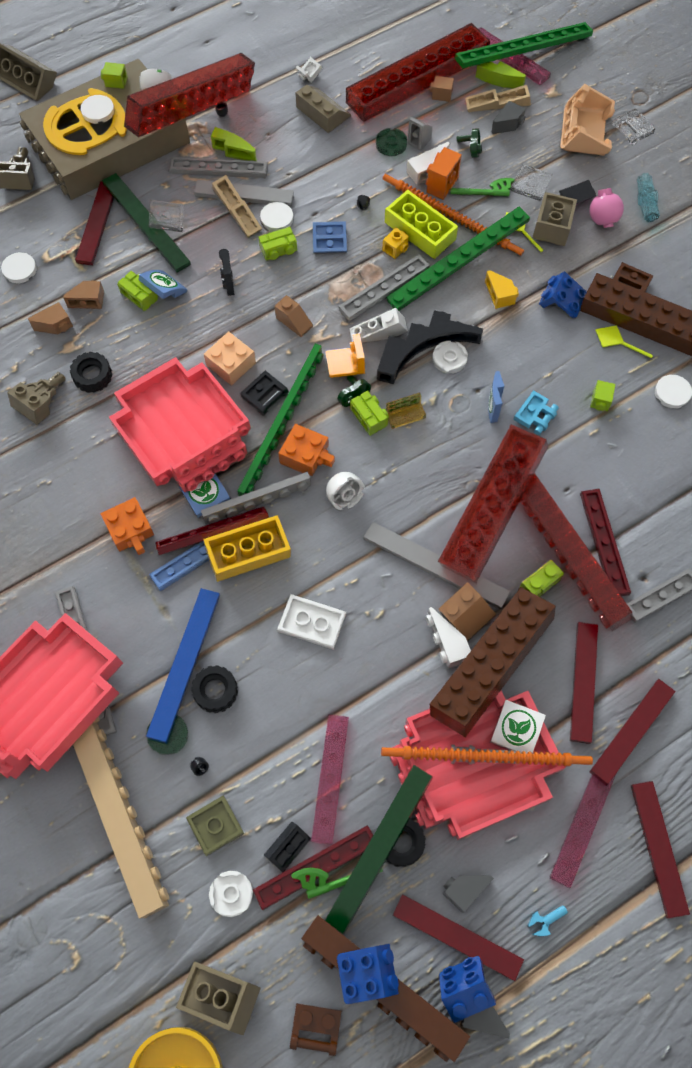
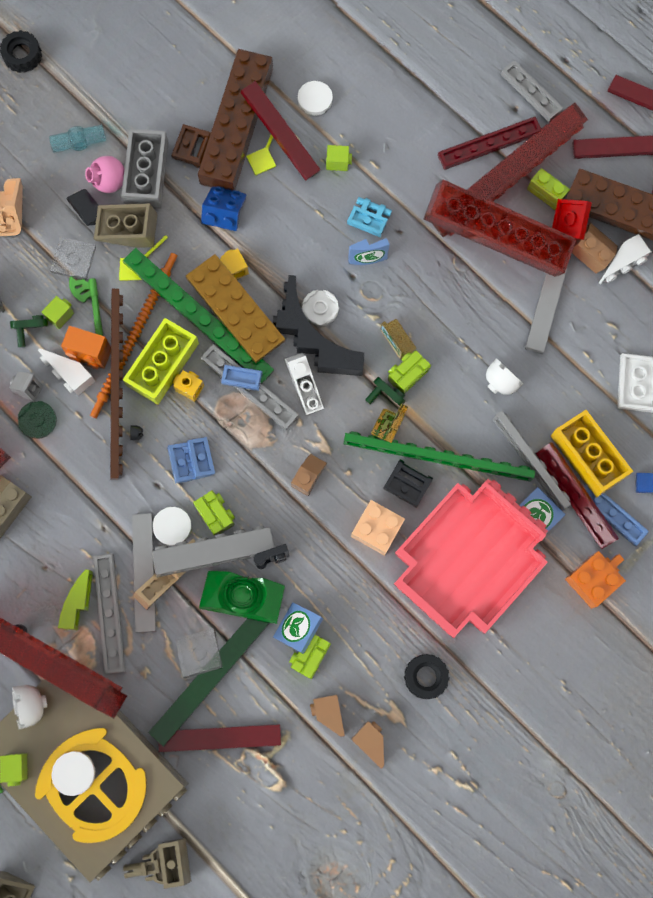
camera: 105 degrees left, 10 degrees up
(19, 267) = (303, 812): white tile -> none
(34, 398) = (477, 727): dark tan brick -> none
(201, 253) = (242, 596): none -> green slope
(243, 232) = (211, 552): none -> light grey brick
(305, 450) = (468, 424): orange hinge -> none
(322, 384) = (389, 423): none -> clear yellow panel
(346, 361) = (352, 406): bracket -> none
(392, 279) = (241, 377): none -> medium blue tile
(398, 187) = (116, 393): none -> reddish brown plate
(458, 281) = (235, 308): none -> pearl gold plate
(482, 163) = (58, 311): none -> lime brick
(497, 582) = (572, 217): none -> red plate
(609, 238) = (145, 167): none -> light grey brick
(635, 346) = (280, 130): none -> dark red tile

